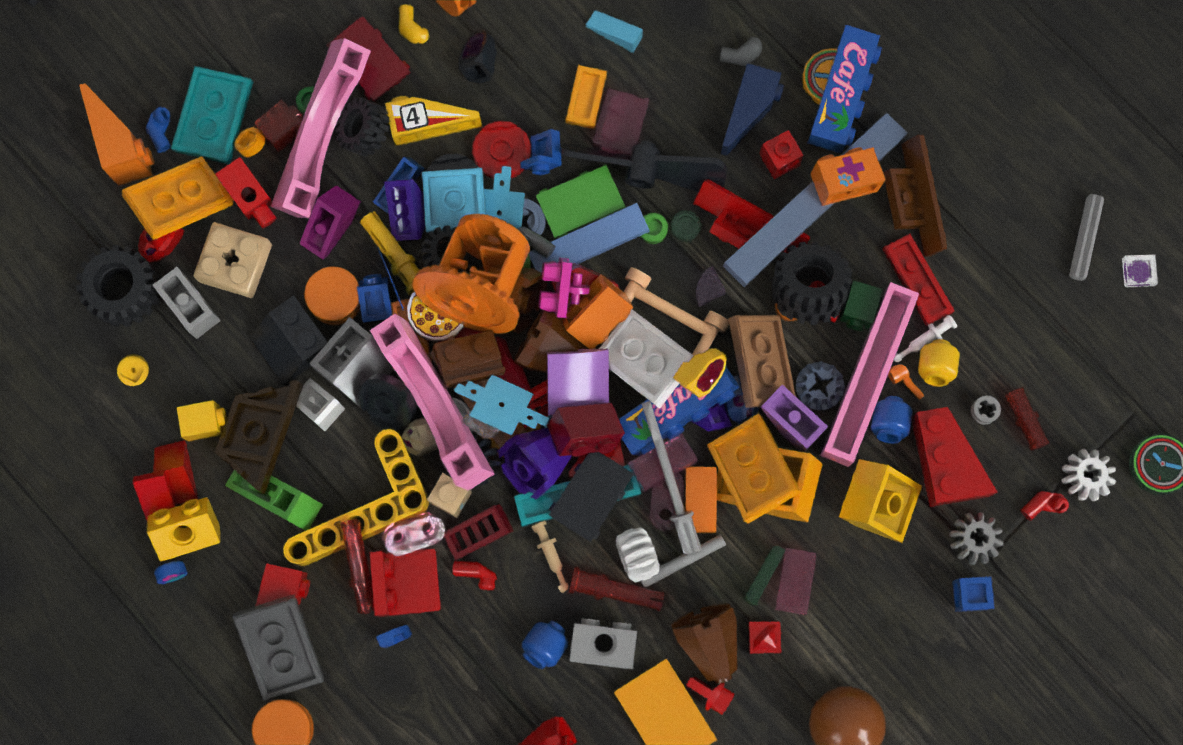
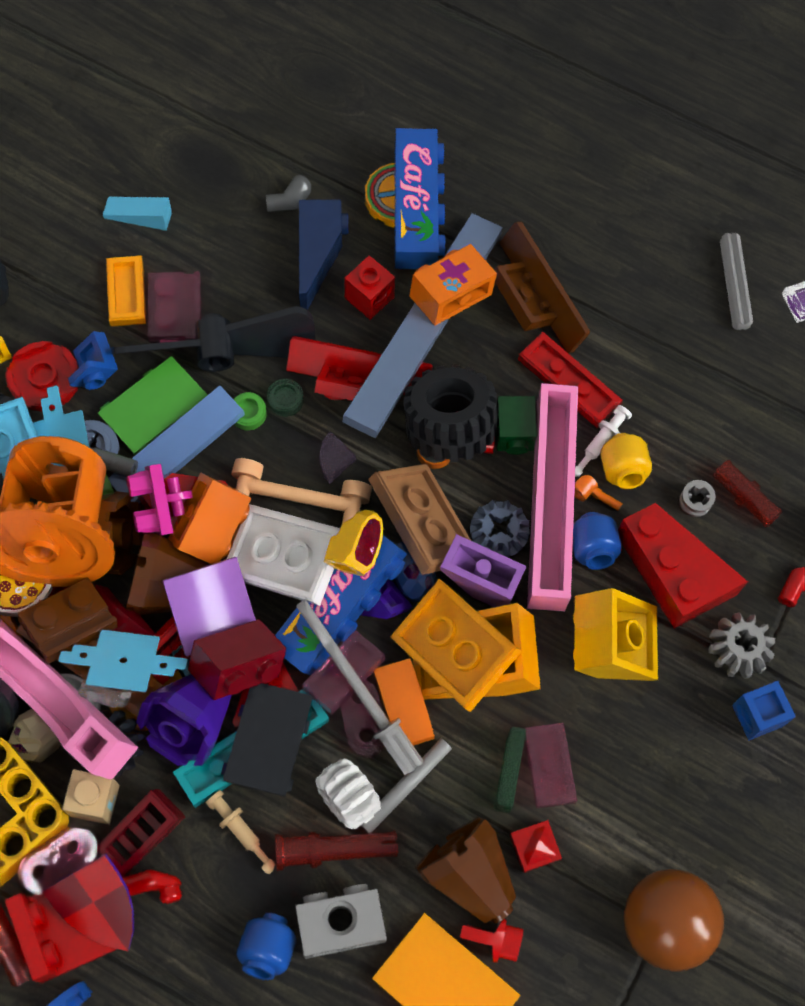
camera: 25 degrees left, 10 degrees down
(432, 575) = (96, 903): none -> shield

